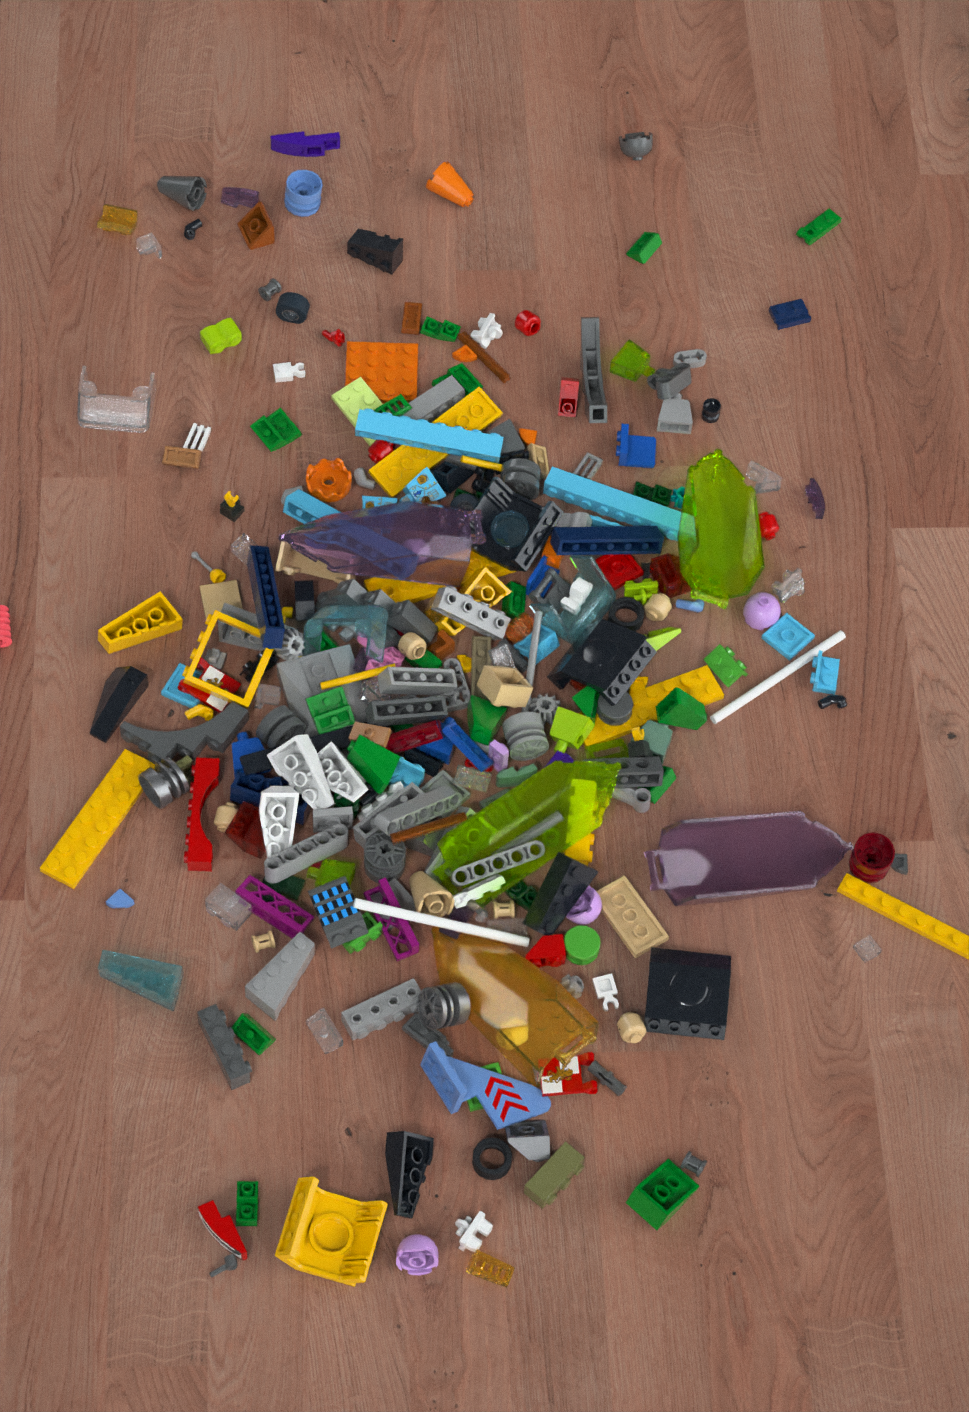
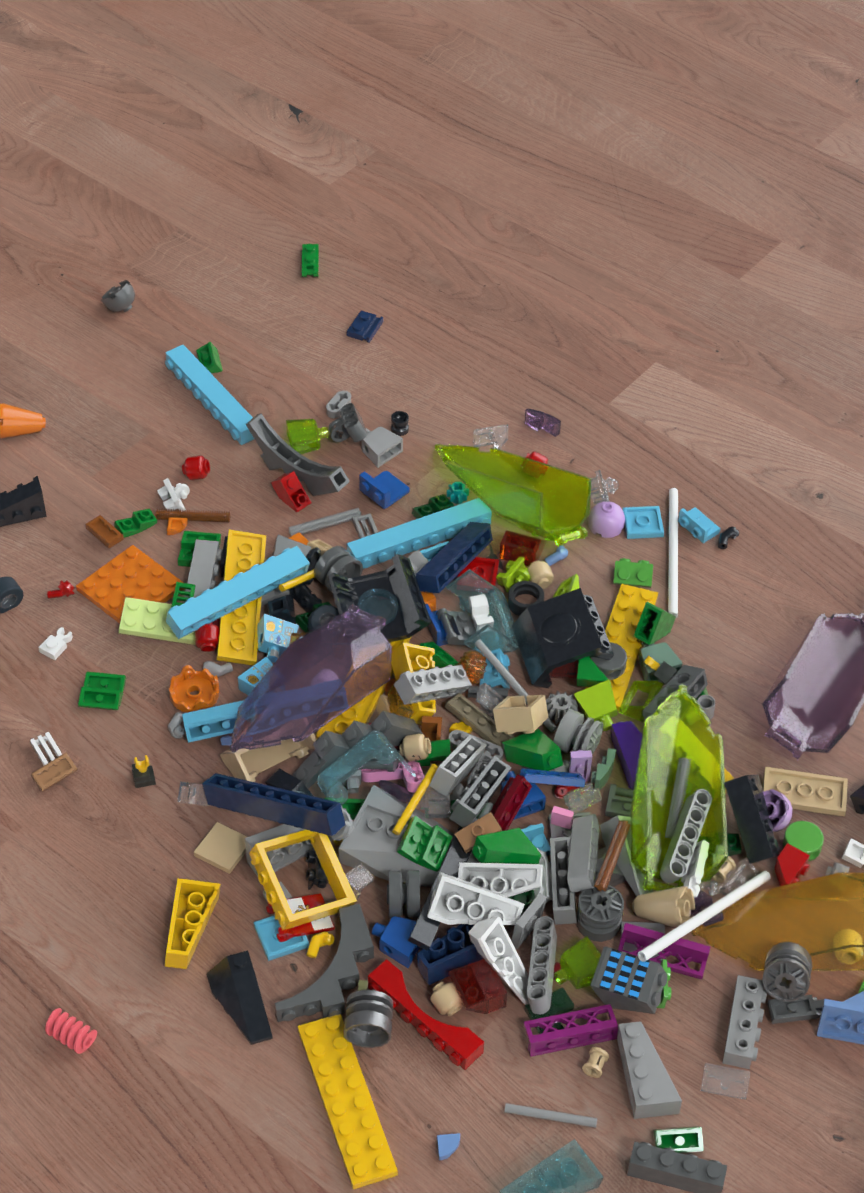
camera: 45 degrees left, 10 degrees down
(199, 944) = (550, 1115): none -> light grey bar
(216, 575) = (196, 833): yellow hinge -> none
(228, 907) = (536, 1063): clear brick -> none
(428, 763) = (531, 818): black hinge -> none
(442, 776) = (562, 817): none -> bright pink tile
(565, 440) = (335, 518): none -> light grey axle
(609, 271) = (210, 393): none -> medium azure brick

